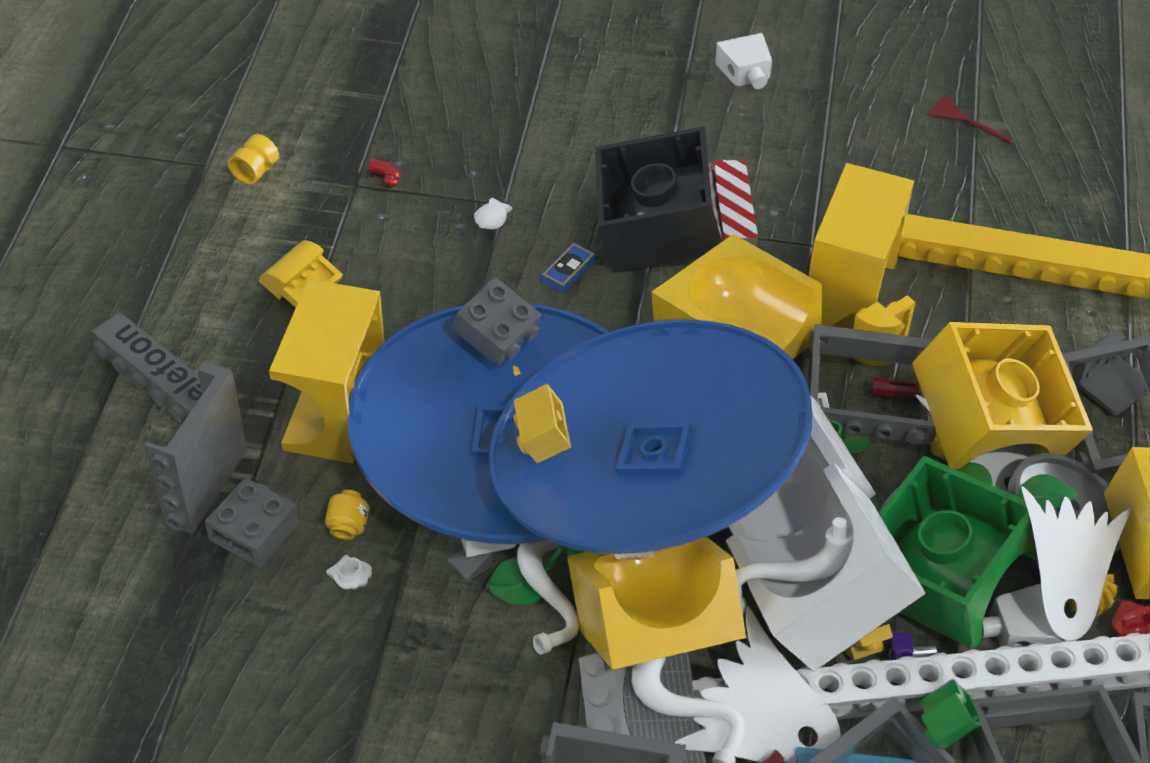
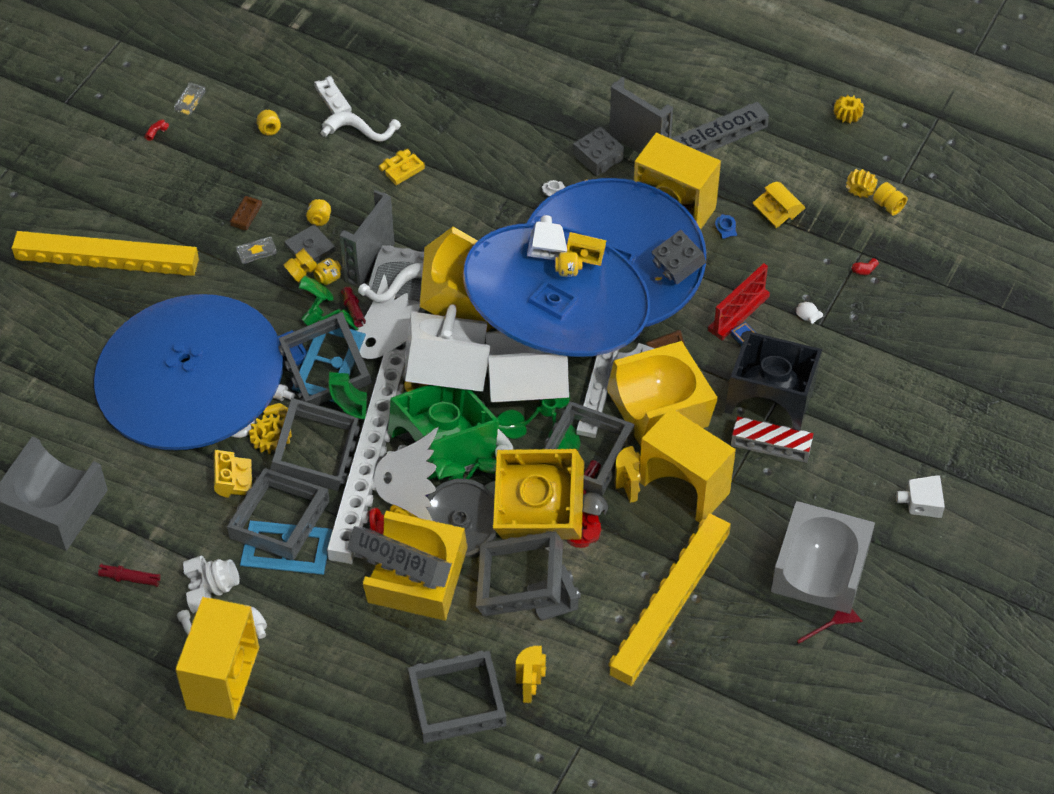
camera: 110 degrees right, 5 degrees up
(74, 234) = (848, 109): none -> yellow gear
(235, 189) = (861, 183): none -> yellow gear
(534, 290) = (740, 303): none -> red fence
(555, 467) = (546, 239): none -> white torso
(589, 432) = (568, 264): none -> yellow head
(901, 117) = (822, 557): none -> light grey piece

